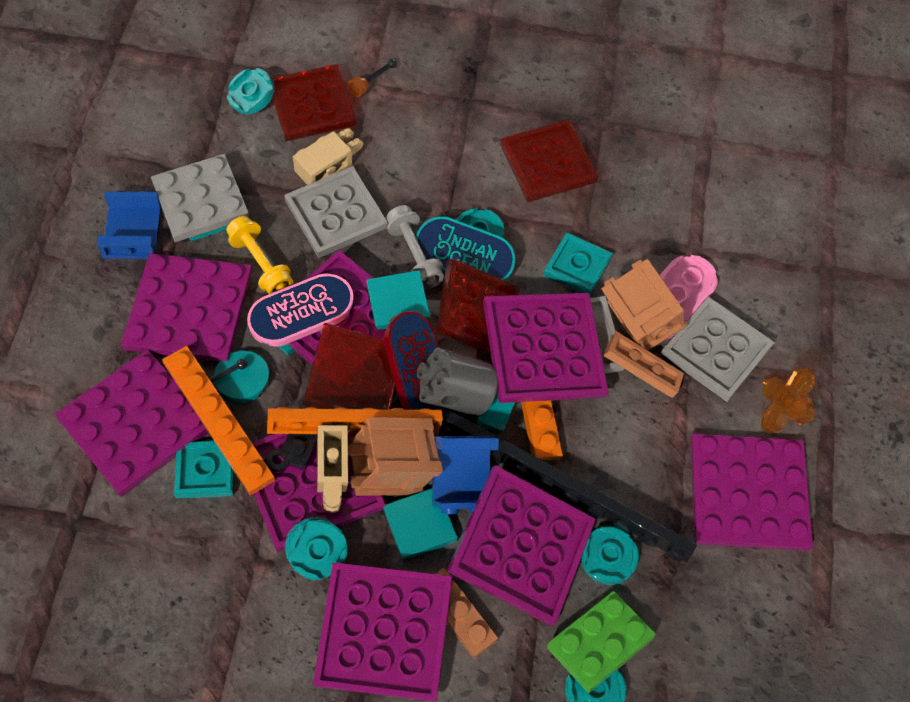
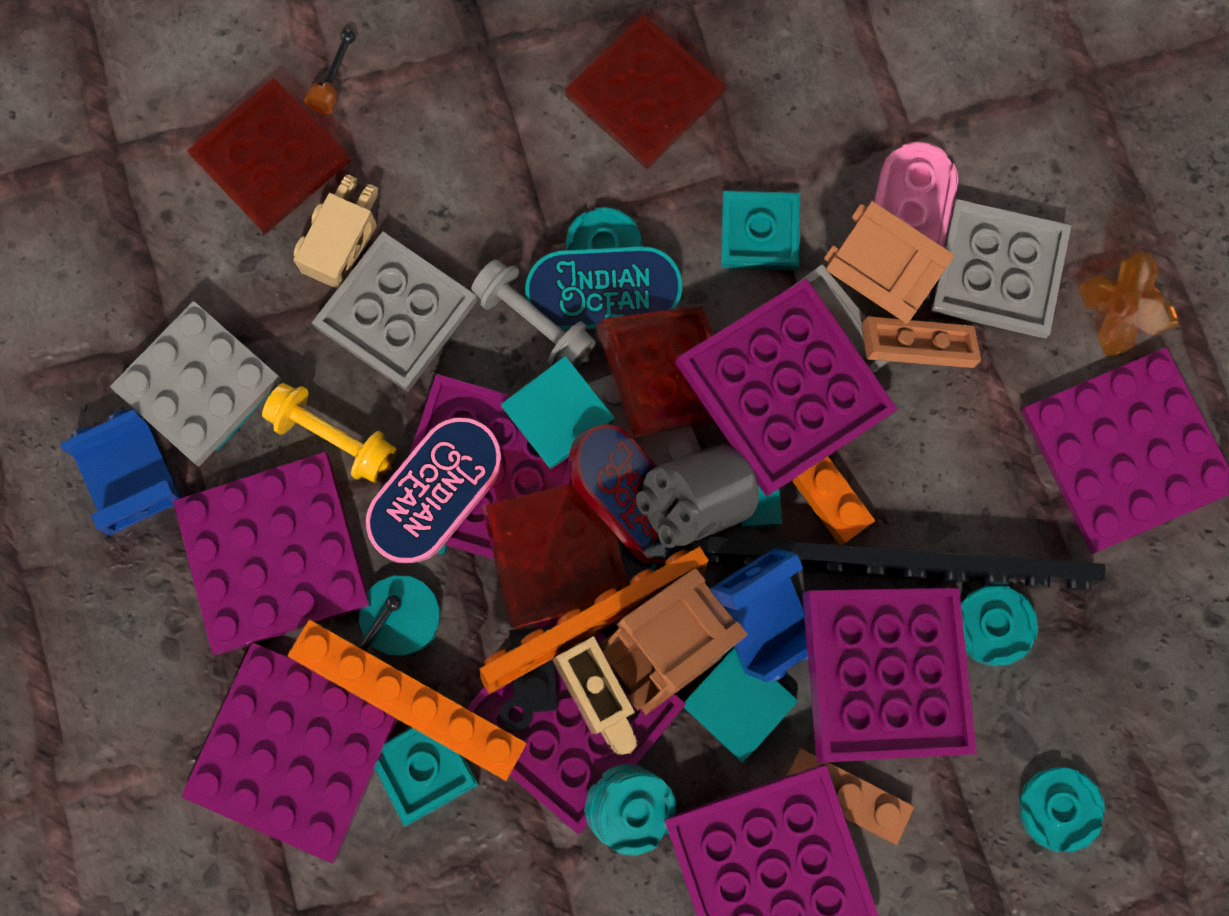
camera: 20 degrees left, 15 degrees up
(250, 91) = (173, 180): teal tile -> none
(601, 641) = (1042, 747): bright green plate -> none

